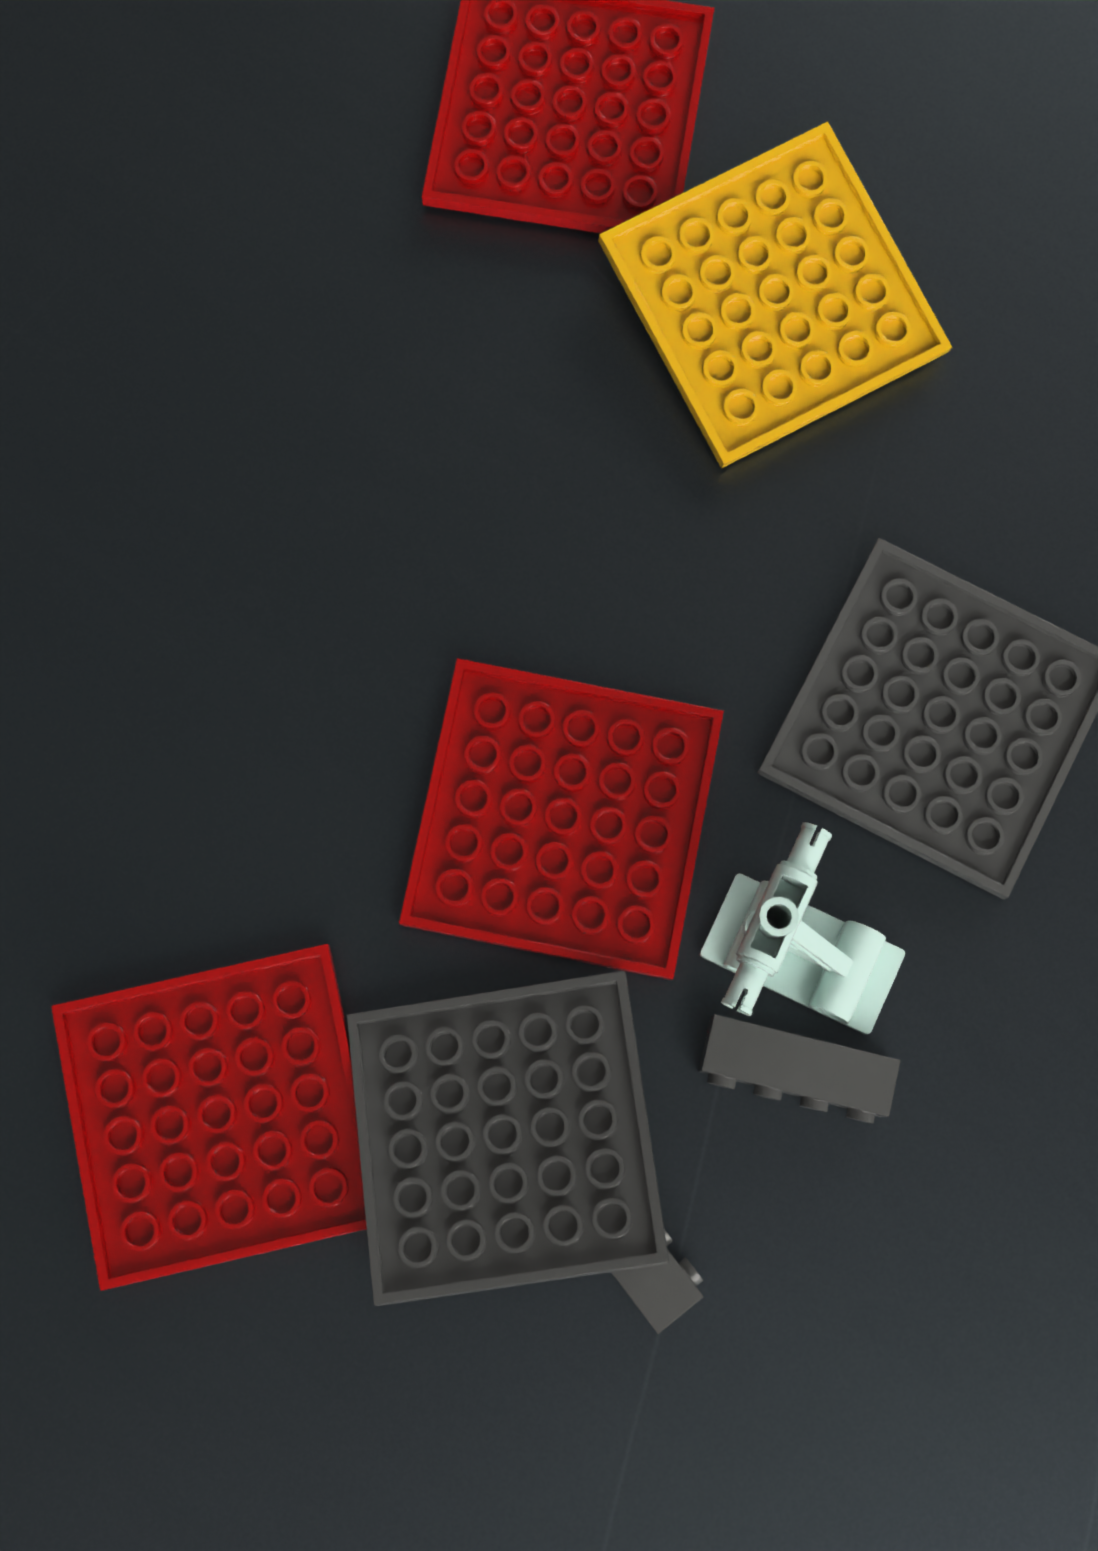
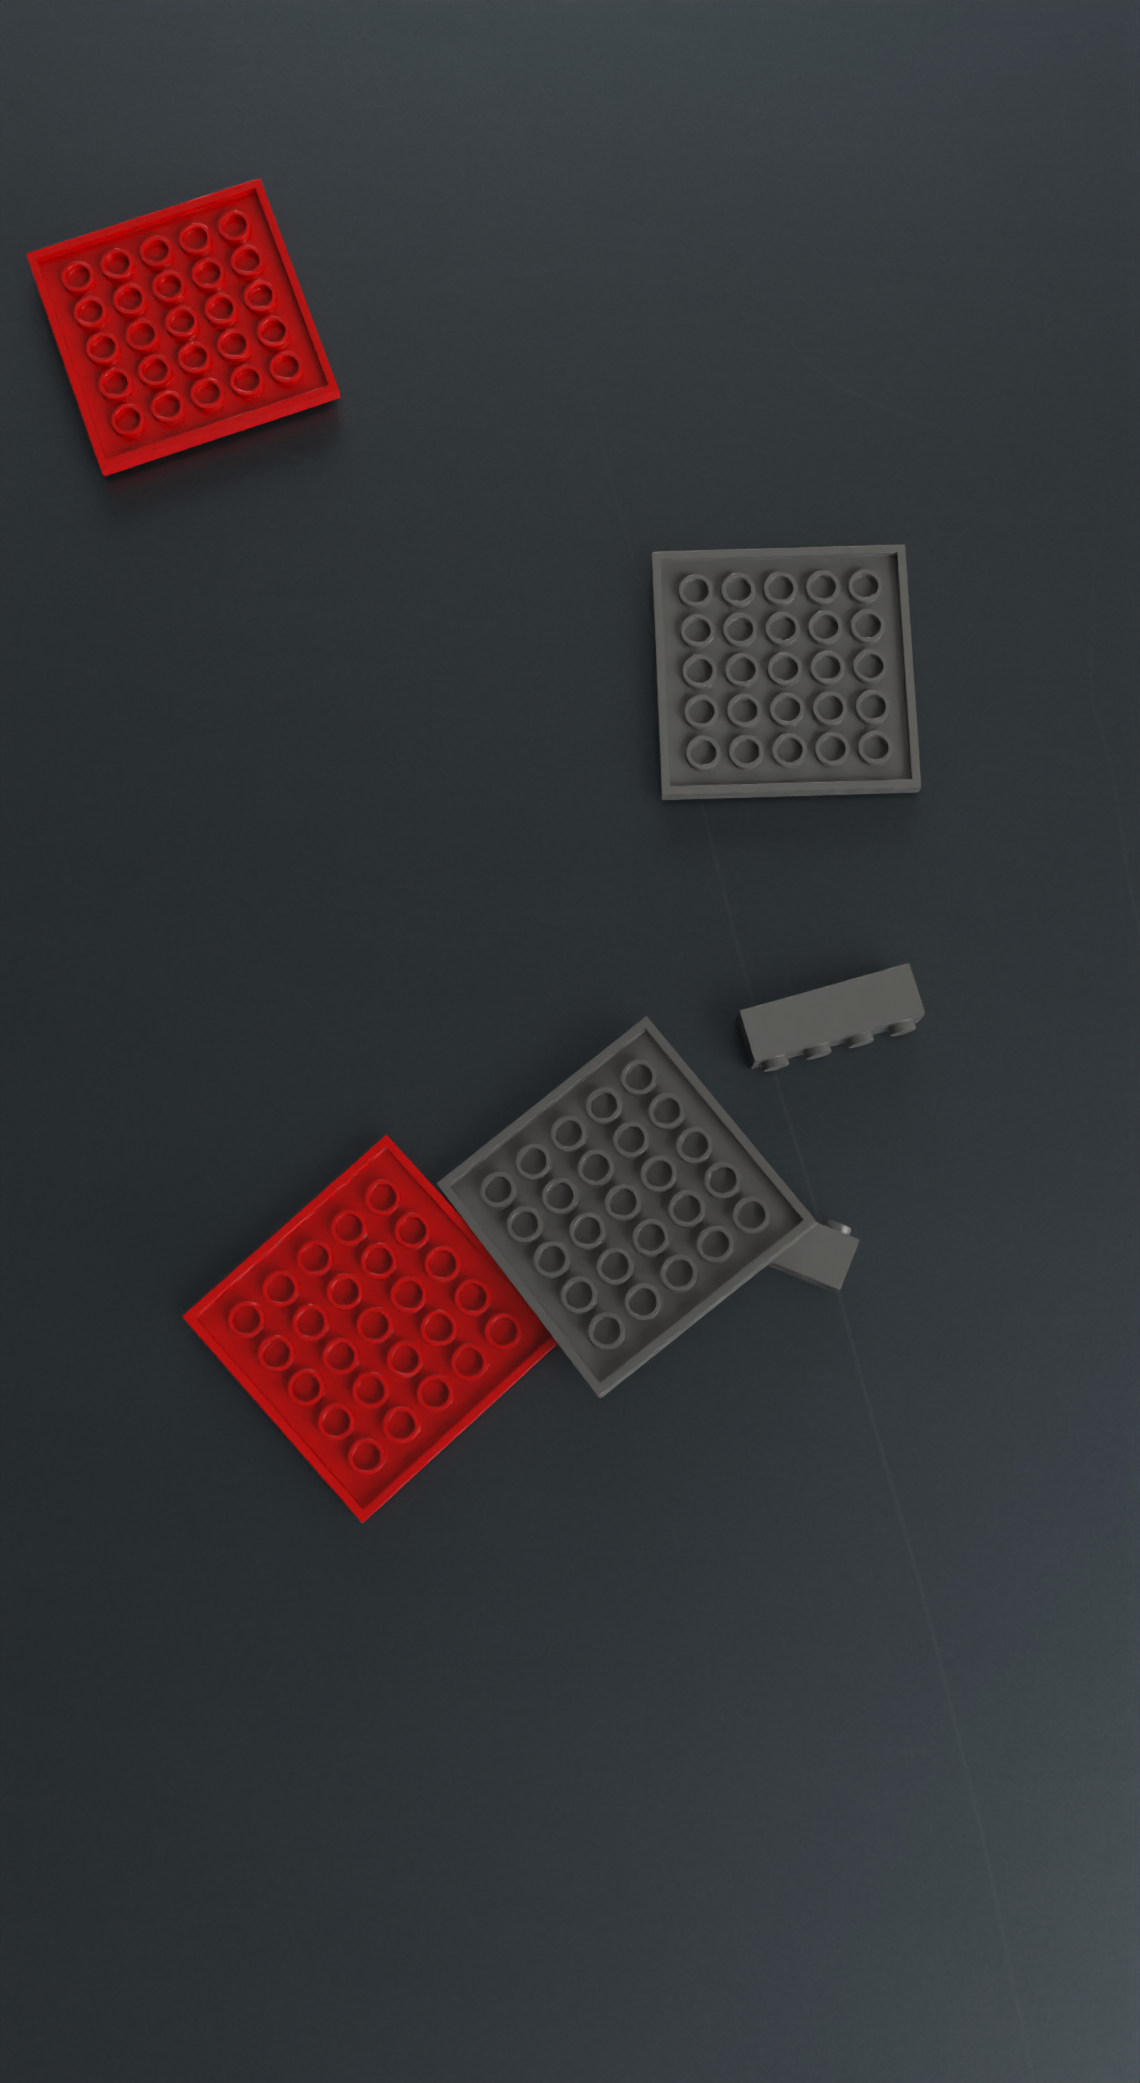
camera: 30 degrees left, 0 degrees up
(563, 819) = (522, 924): red plate -> none
(774, 294) = (449, 394): yellow plate -> none
(796, 950) = (776, 925): light aqua plate -> none

